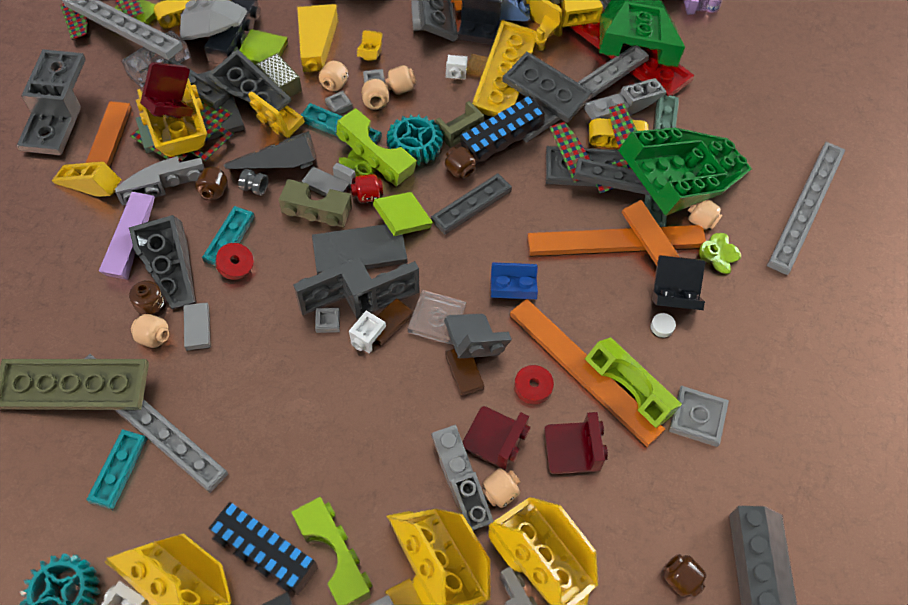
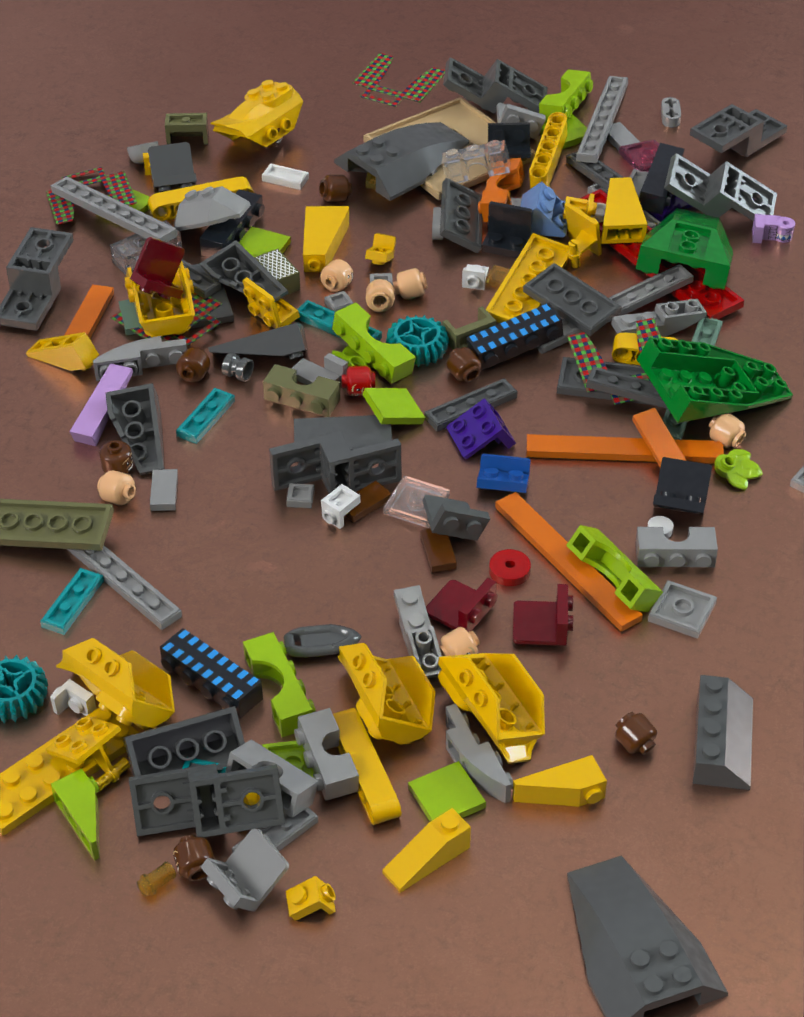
camera: 10 degrees right, 15 degrees down
(234, 251) = (209, 426): red piece -> none
(366, 493) = (319, 640): none -> dark grey piece
(484, 232) = (478, 428): none -> dark purple bracket
(664, 353) = (658, 551): none -> light grey arch

